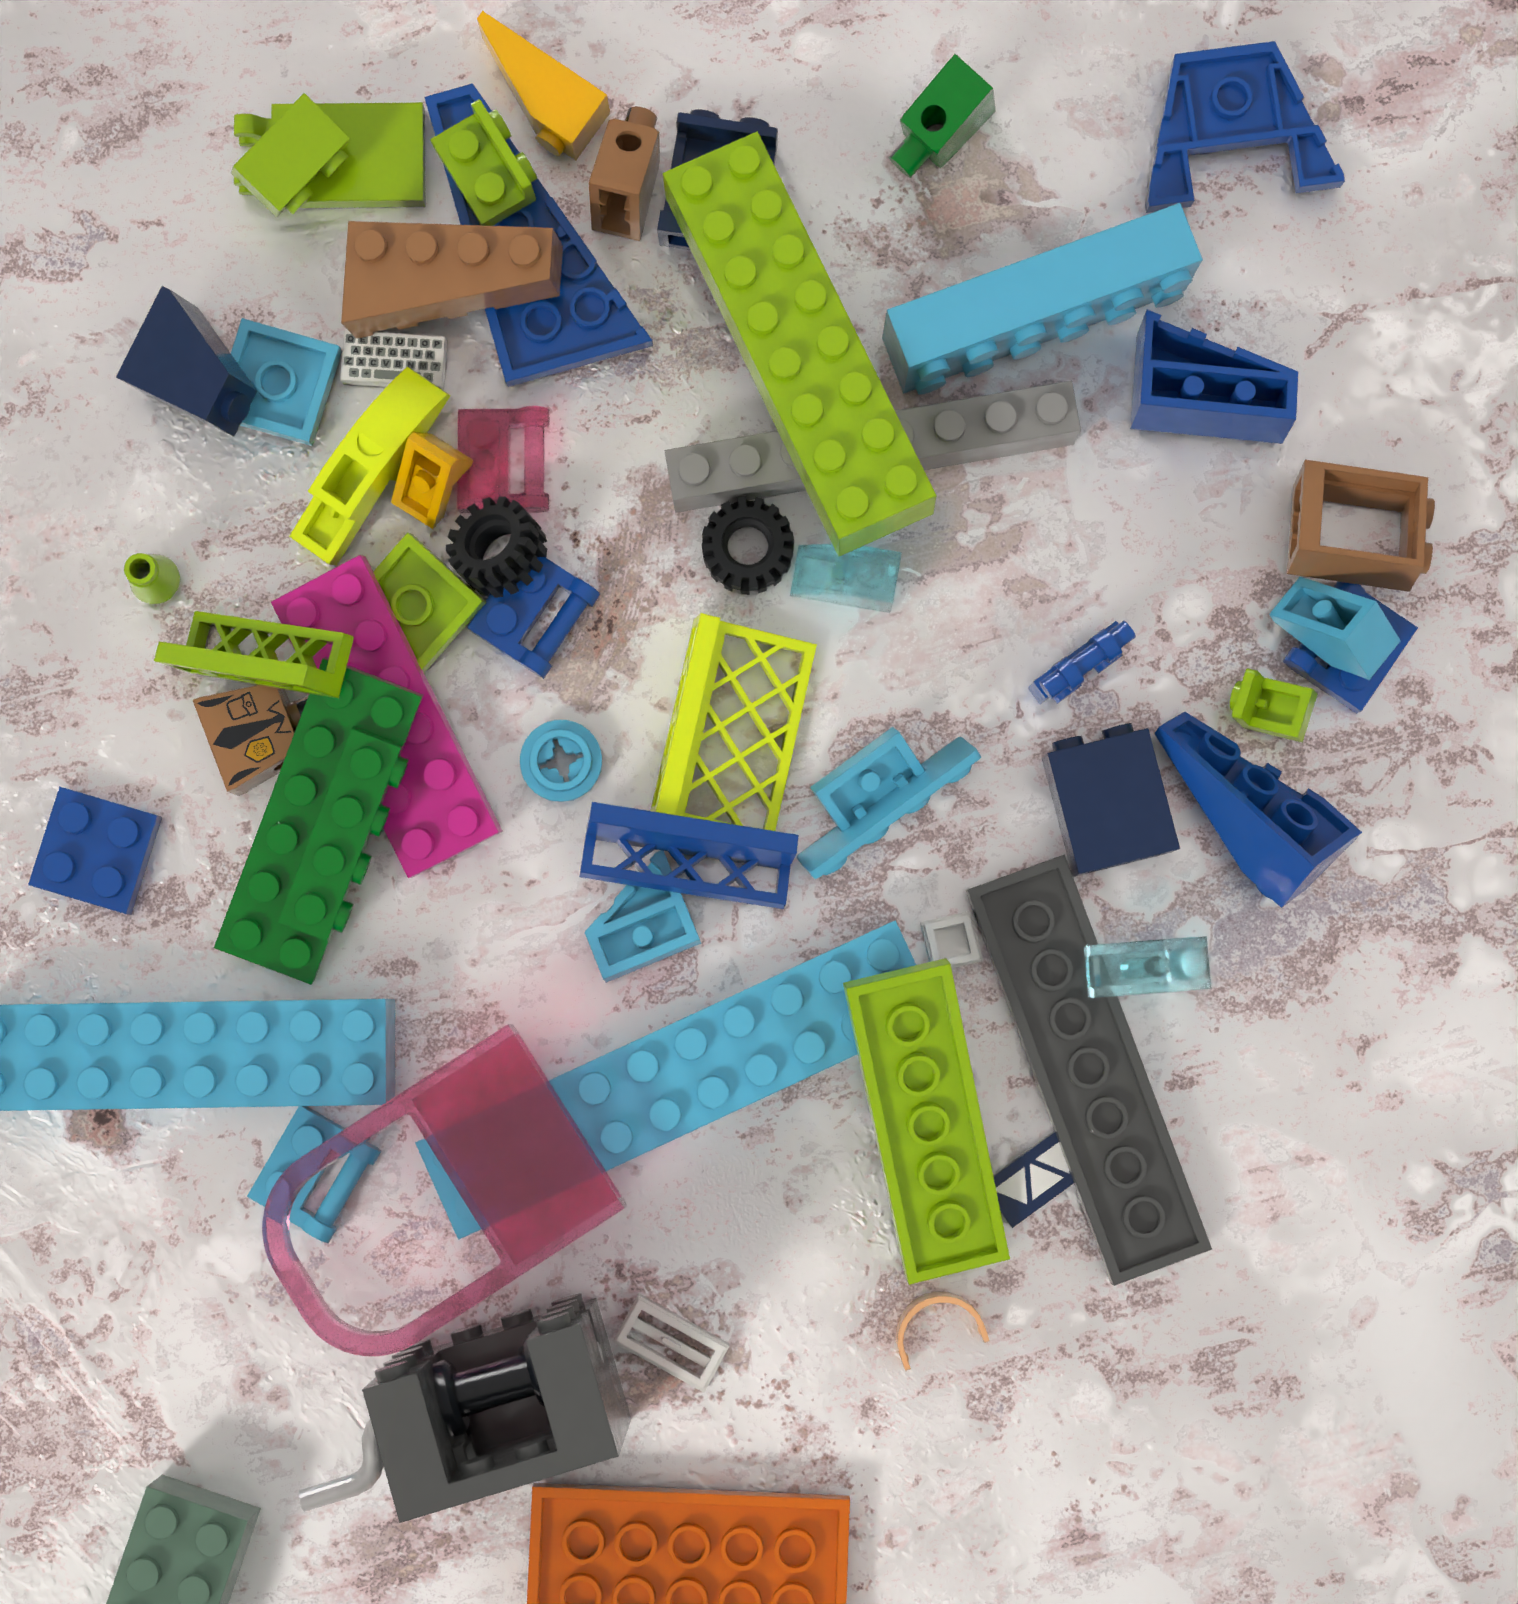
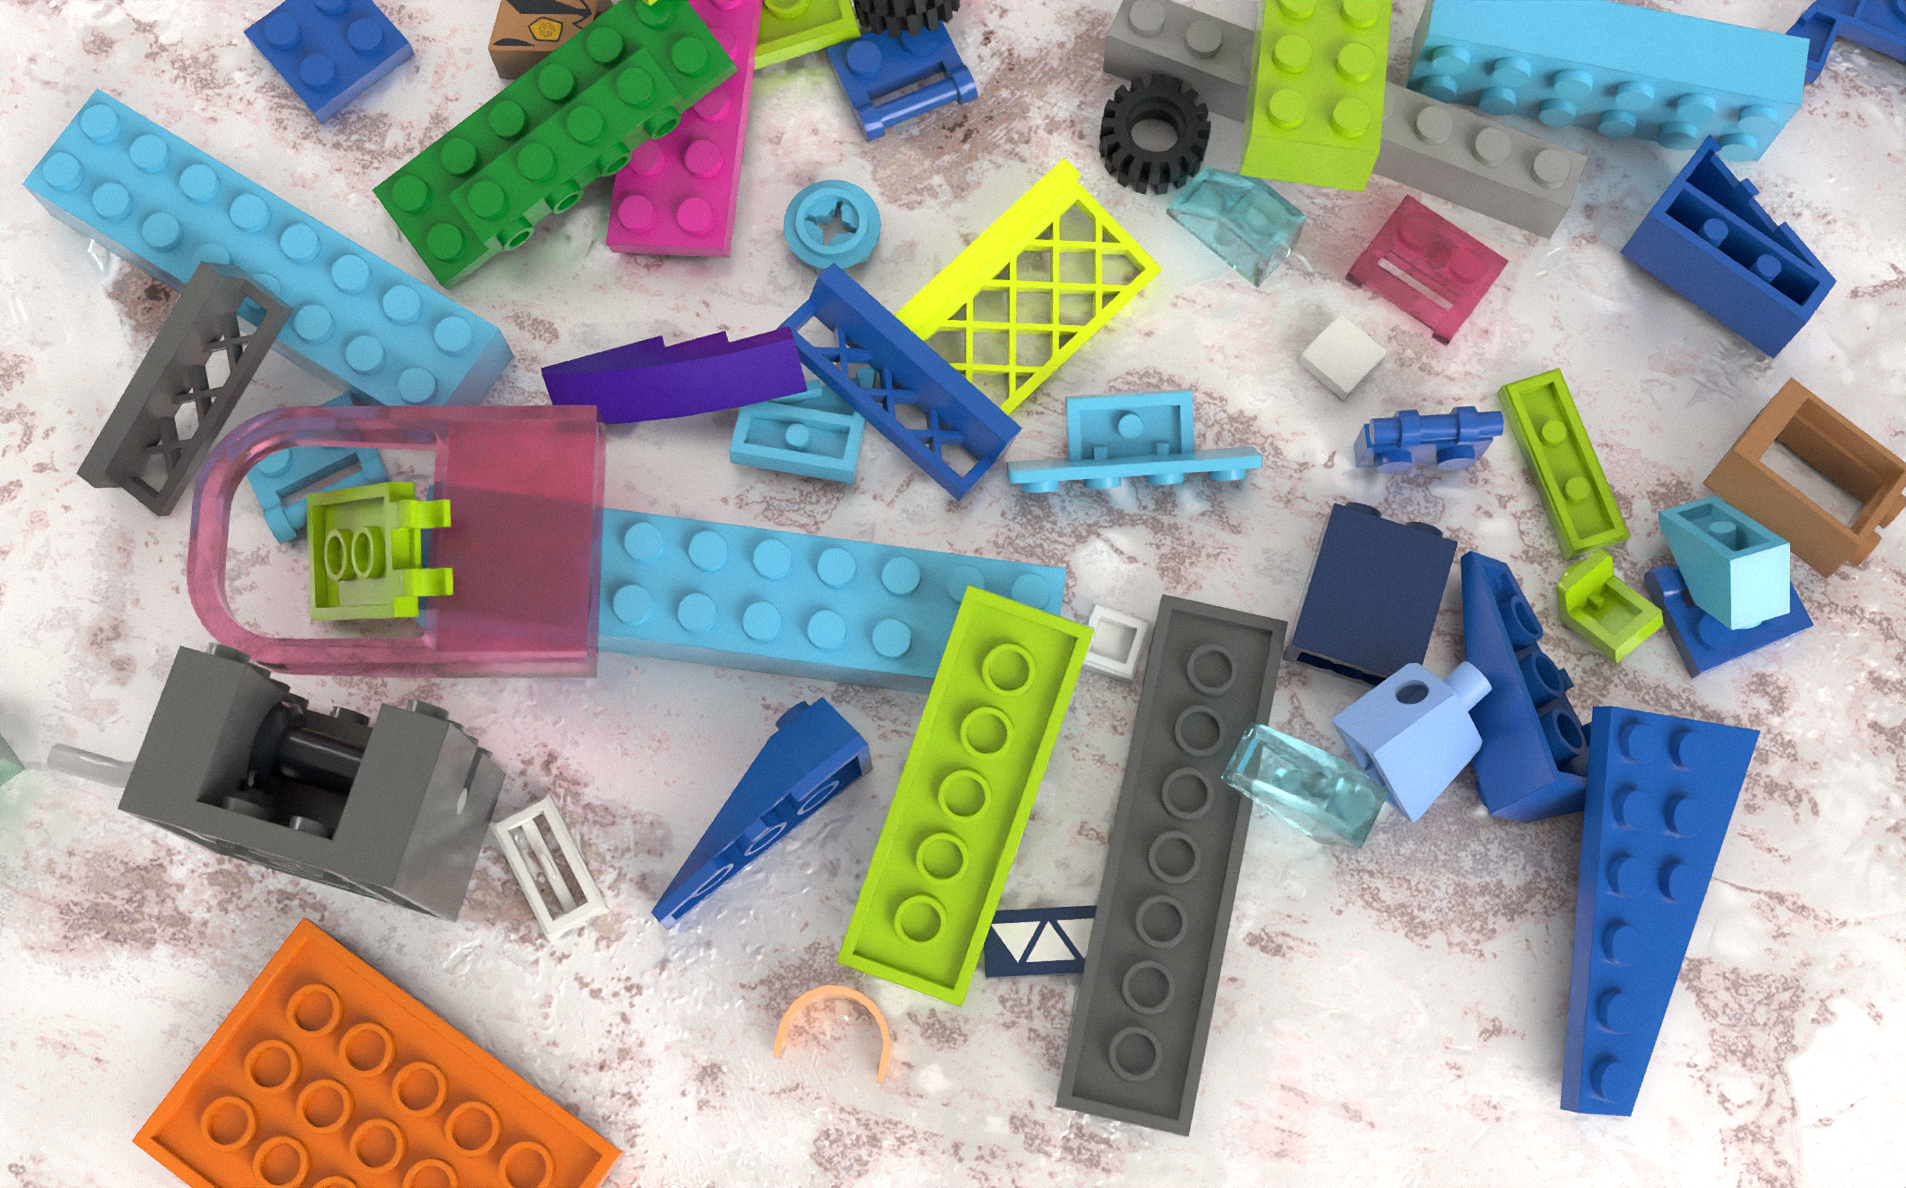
camera: 30 degrees right, 10 degrees down
(174, 1184) = (166, 377): none -> dark grey fence
(414, 1222) = (369, 552): none -> lime tile
(518, 962) = (679, 380): none -> dark purple slope
(798, 1184) = (790, 781): none -> blue wedge
(982, 630) = (1342, 356): none -> white tile
(1008, 511) = (1435, 256): none -> clear pink plate
(1181, 613) = (1563, 464): none -> lime tile
(1199, 884) = (1415, 733): none -> light blue torso
(1397, 859) = (1648, 851): none -> blue wing

